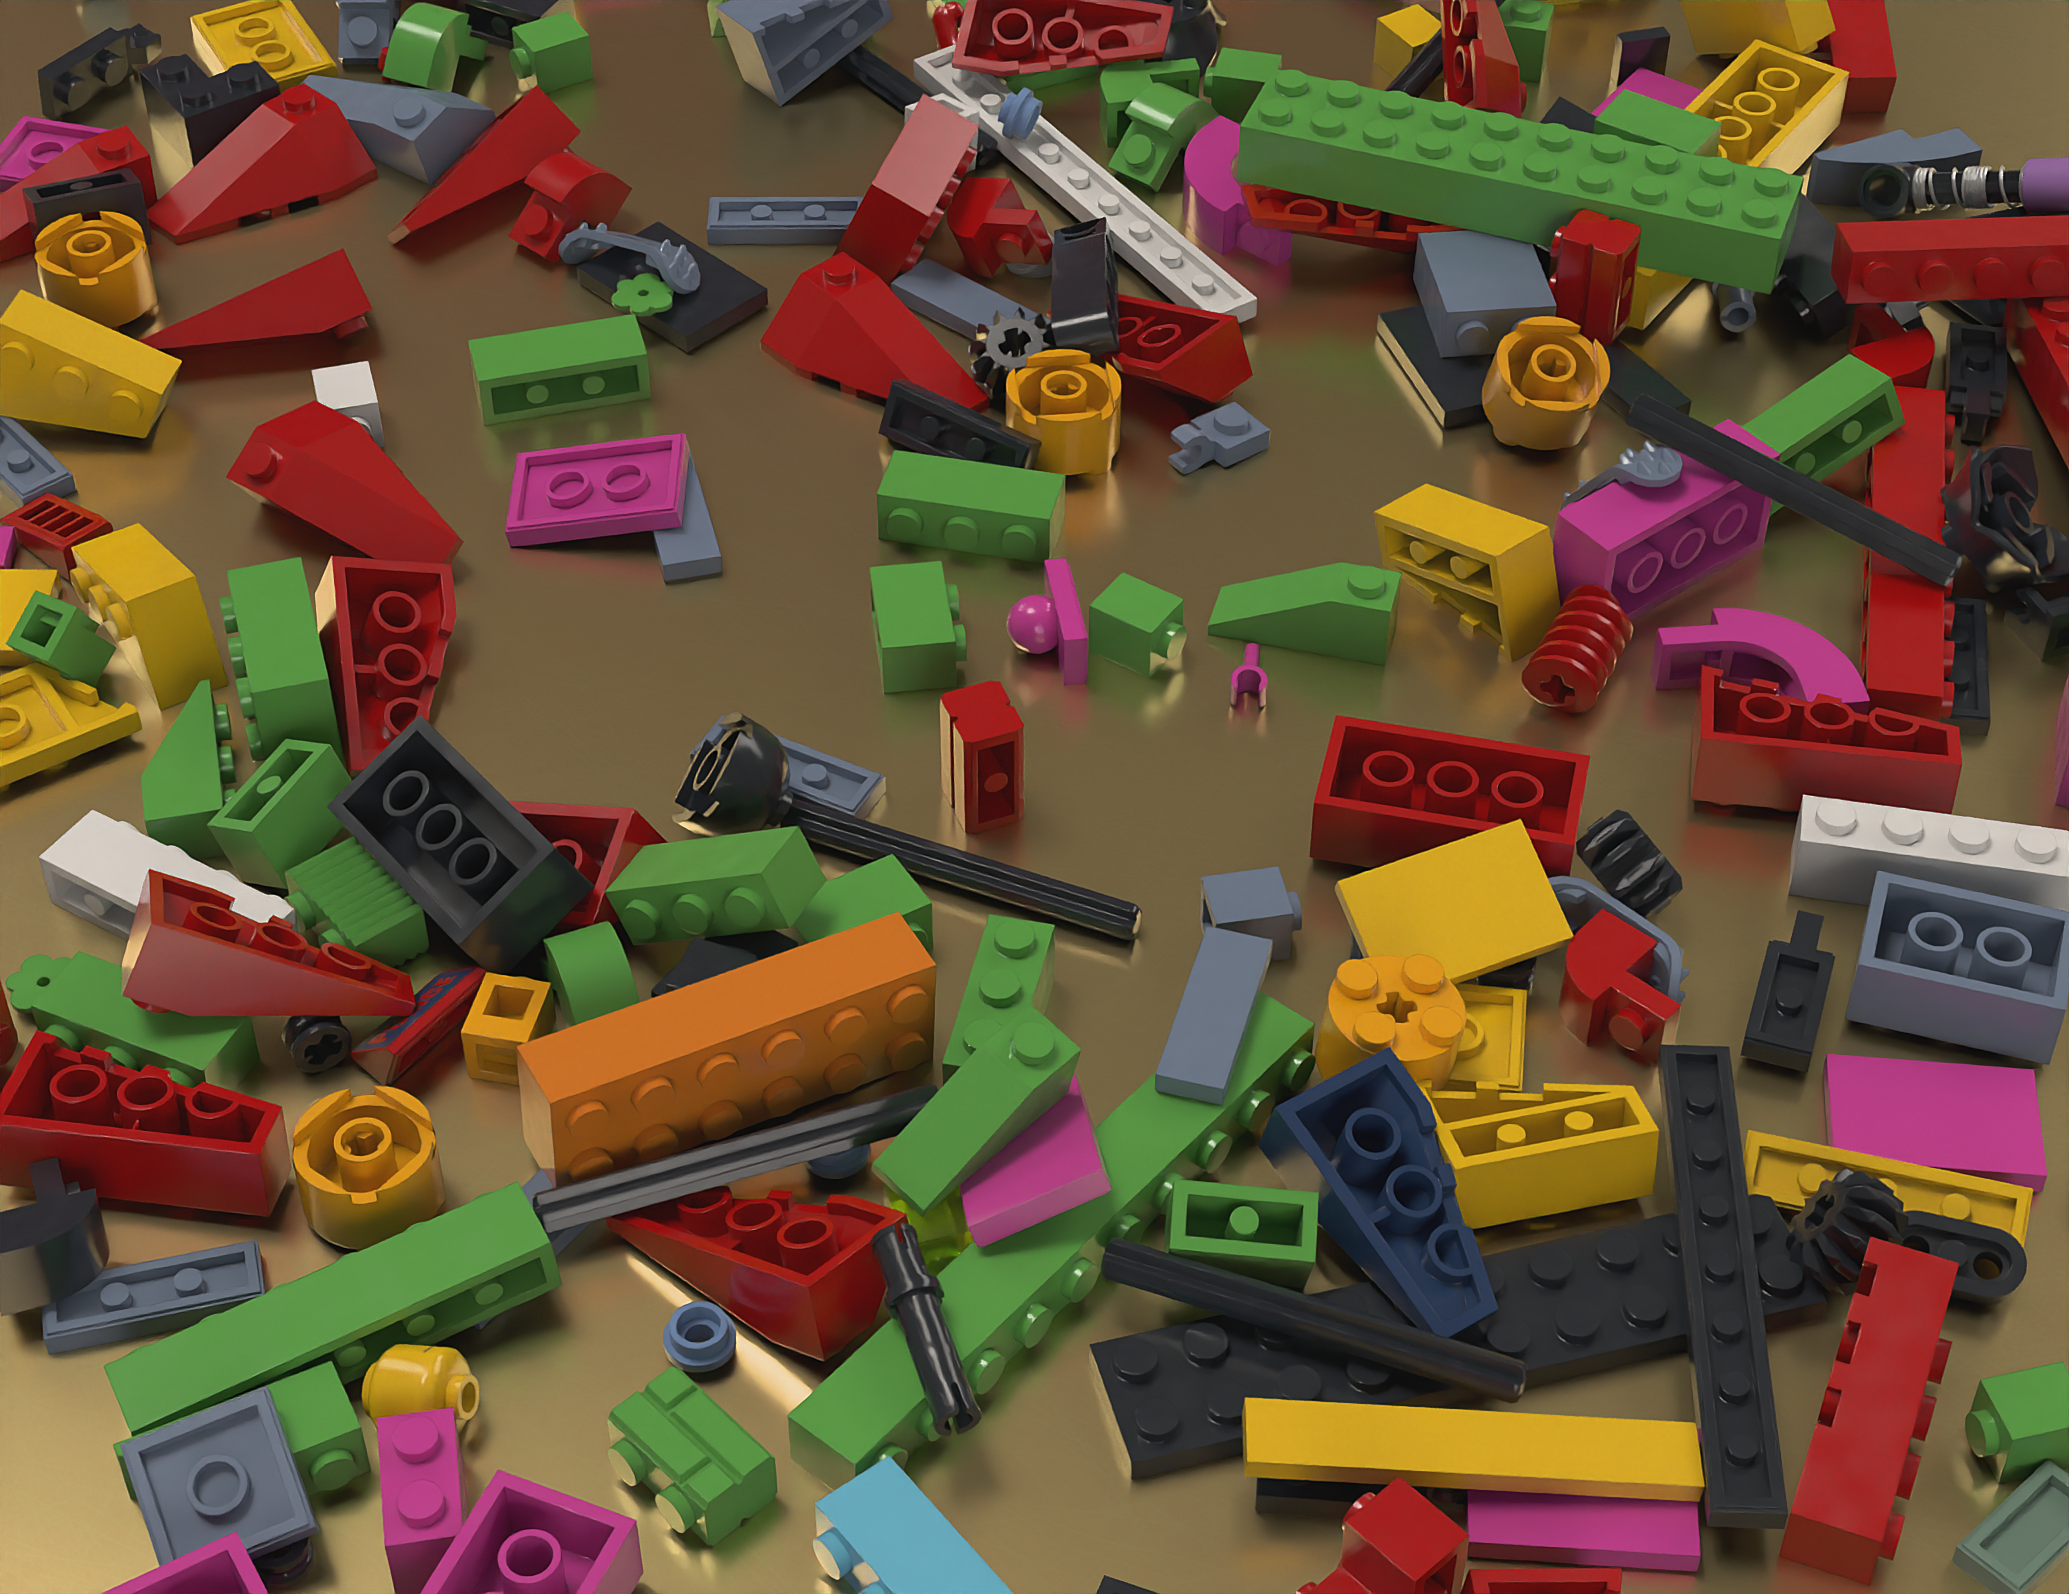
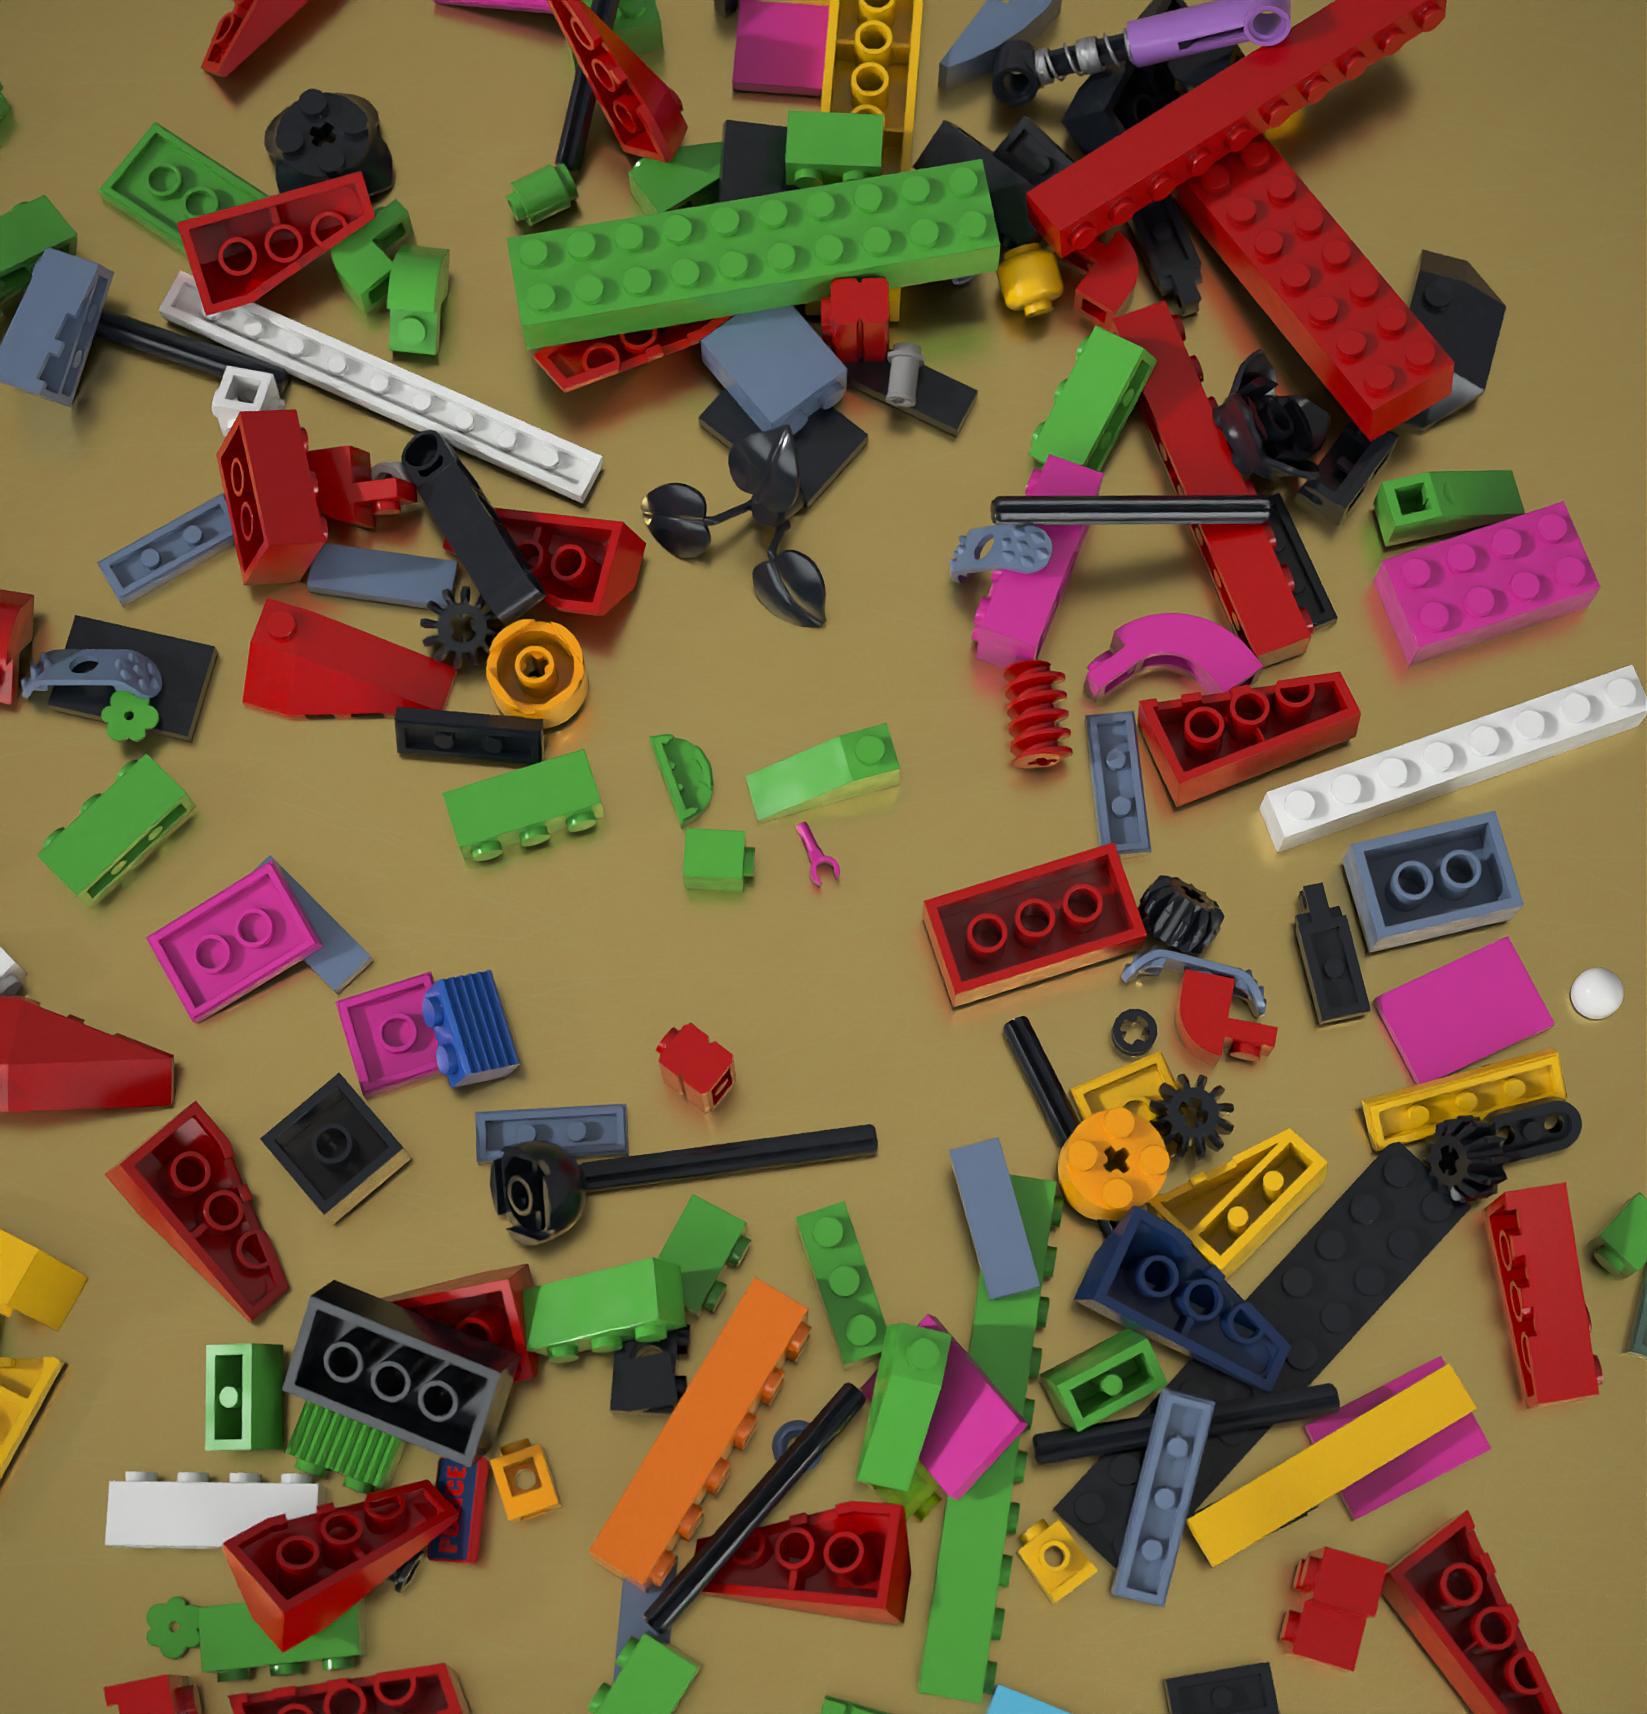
camera: 30 degrees left, 30 degrees up
(189, 777) = (146, 1405): bright green slope -> none
(278, 658) = (145, 1274): bright green brick -> none
(367, 1166) = (503, 1634): light orange brick -> none
(555, 666) = (335, 1148): none -> black brick
(589, 973) = (562, 1421): bright green brick -> none
(696, 1322) = (792, 1643): medium blue plate -> none
(697, 631) = (389, 1035): none -> dark pink tile
(772, 637) = (470, 1029): none -> blue brick
(915, 626) = (559, 951): bright green brick -> none
(916, 1302) = (968, 1587): black pin -> none
(946, 23) = (153, 246): red arm -> none
(1019, 114) = (299, 349): medium blue plate -> none
(1053, 622) = (655, 890): dark pink tile -> none
(1054, 1381) = (1058, 1580): none -> yellow brick
(1160, 556) = (686, 776): none -> bright green tile
(1214, 199) = (501, 357): dark pink arch -> none
(1222, 435) = (655, 615): sand blue plate -> none
(1233, 1362) = (1163, 1497): none -> sand blue tile
(1238, 80) = (443, 196): bright green brick -> none
(1252, 905) = (950, 1095): sand blue brick -> none
(1379, 454) = (769, 470): none -> black plant
(1402, 37) = (546, 71): yellow brick -> none
(1462, 903) = (1095, 1033): yellow tile -> none
(1477, 560) = (917, 663): yellow wedge -> none
(1519, 1040) = (1207, 1111): none -> black gear
(1544, 384) = (873, 425): light orange brick -> none
(1625, 341) = (904, 371): none -> light grey pin
(1636, 753) = (1118, 783): none -> sand blue tile
(1721, 1291) = (1407, 1238): black tile -> none
(1805, 335) = (1030, 279): none -> yellow head

